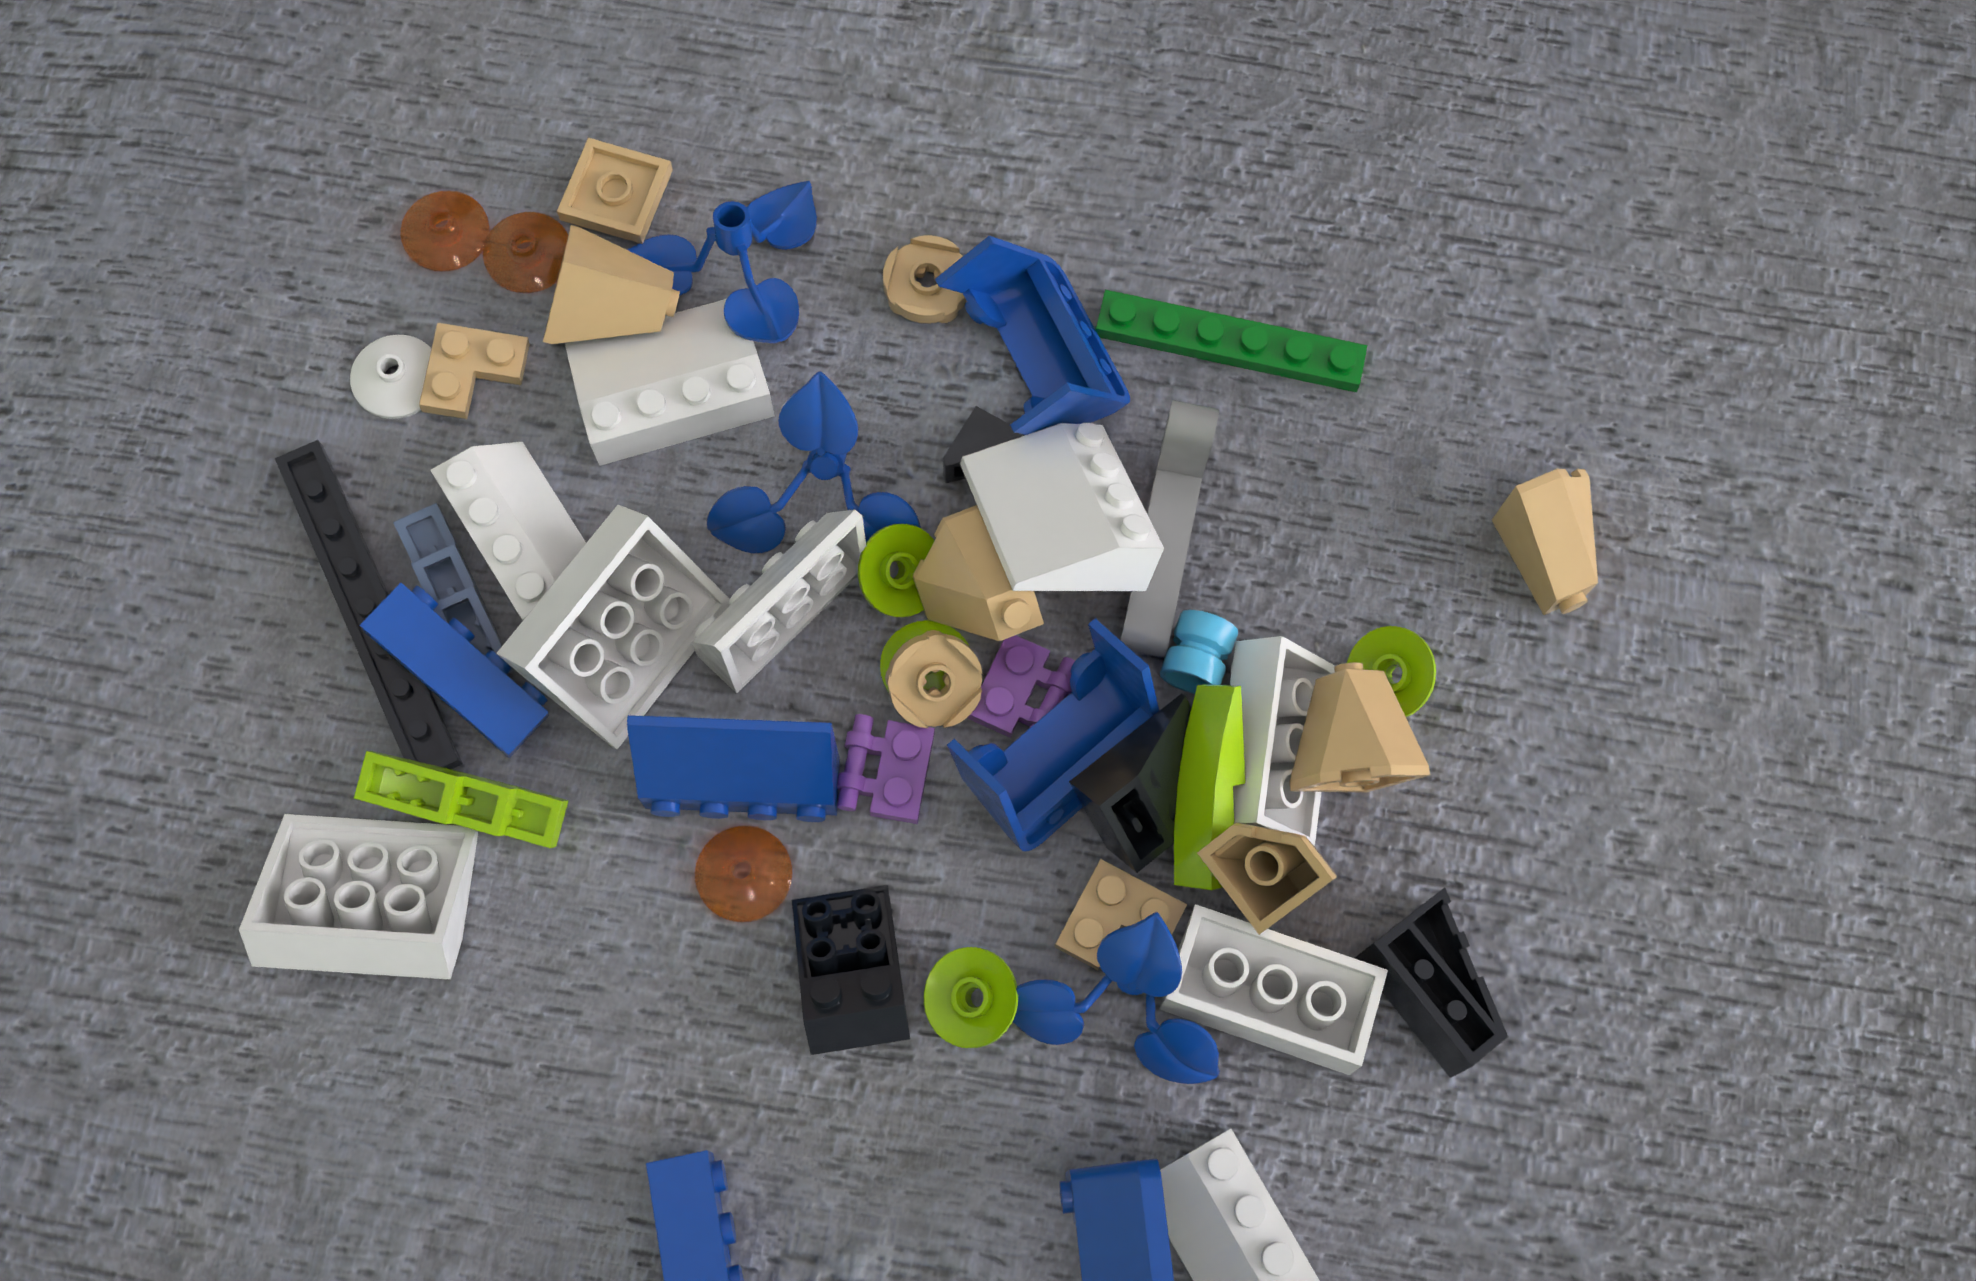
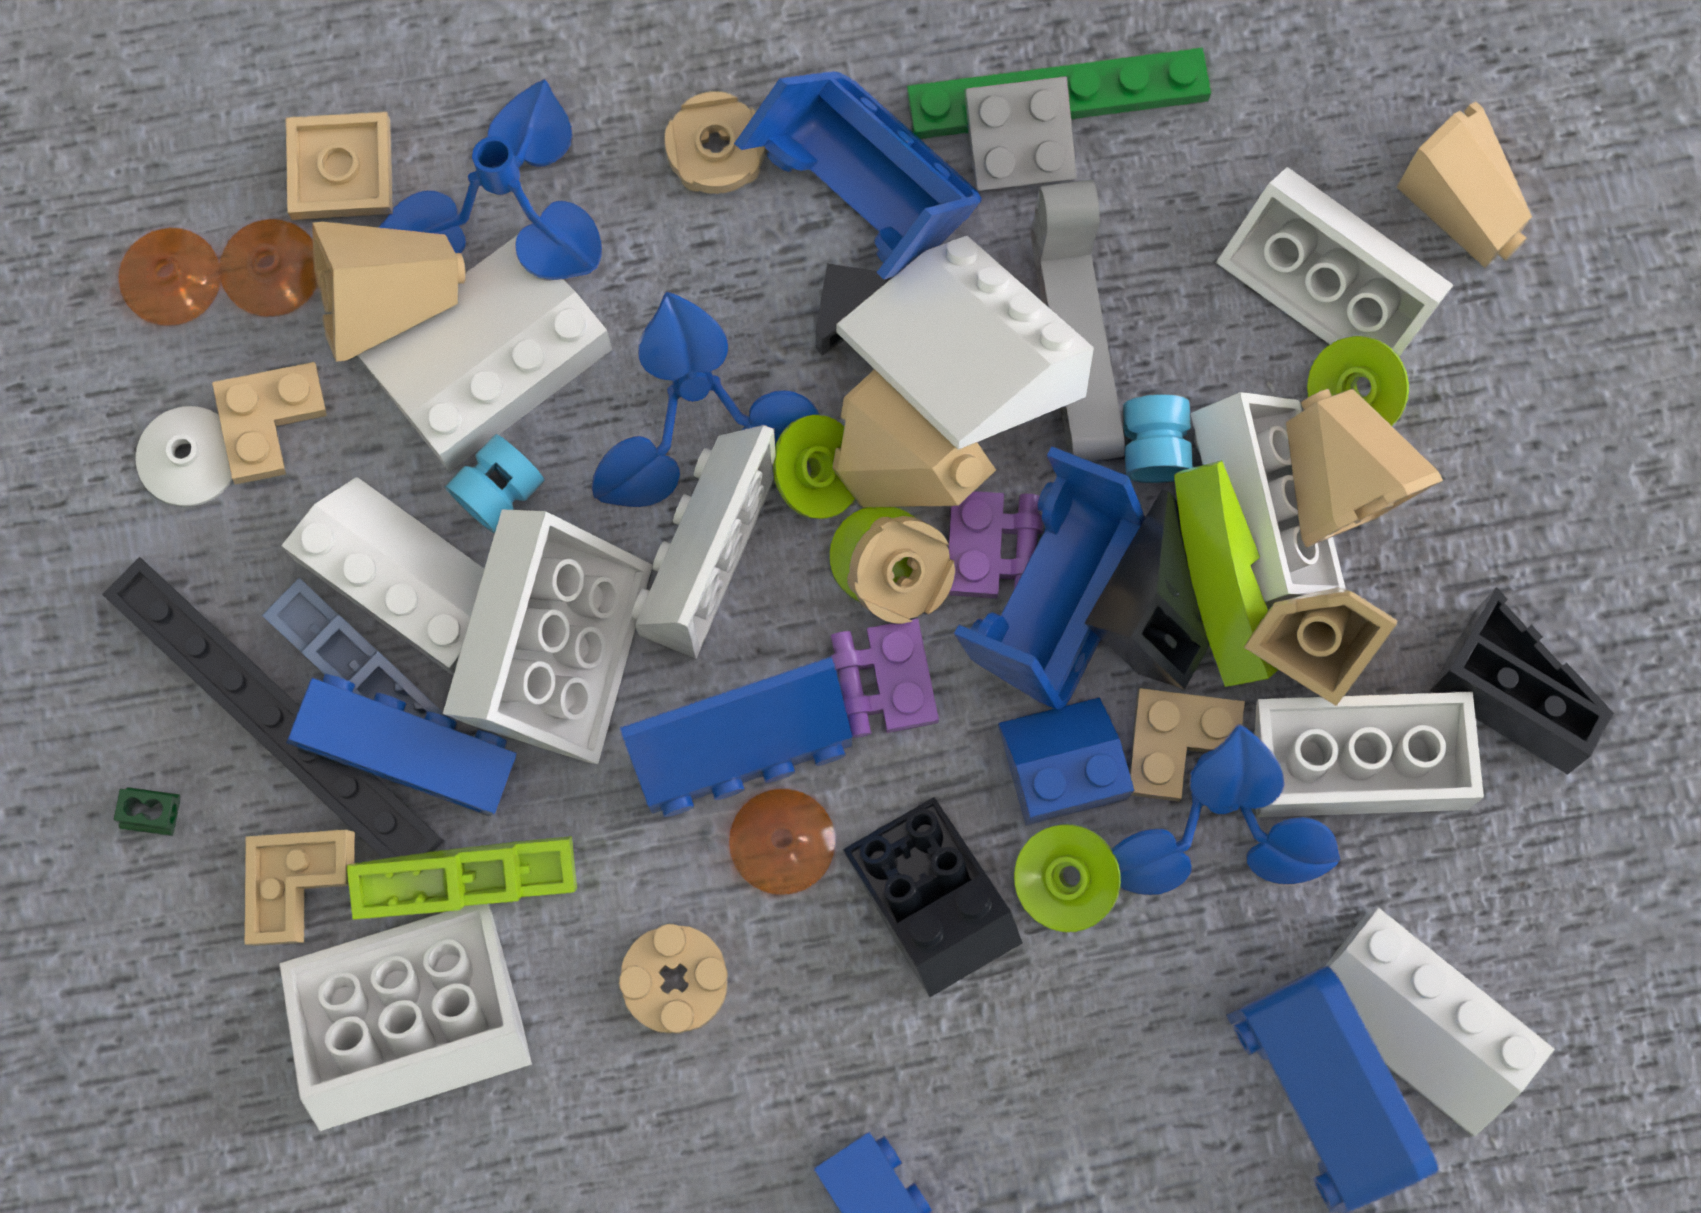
camera: 20 degrees left, 5 degrees up
(220, 634) = (141, 822): none -> dark green piece
(312, 740) = (278, 873): none -> tan plate
(576, 943) = (669, 948): none -> tan plate
(610, 484) = (481, 495): none -> medium azure wheel
(1010, 897) = (1065, 761): none -> blue slope
(1183, 358) = (1020, 133): none -> light grey plate
(1407, 564) = (1331, 267): none -> white slope

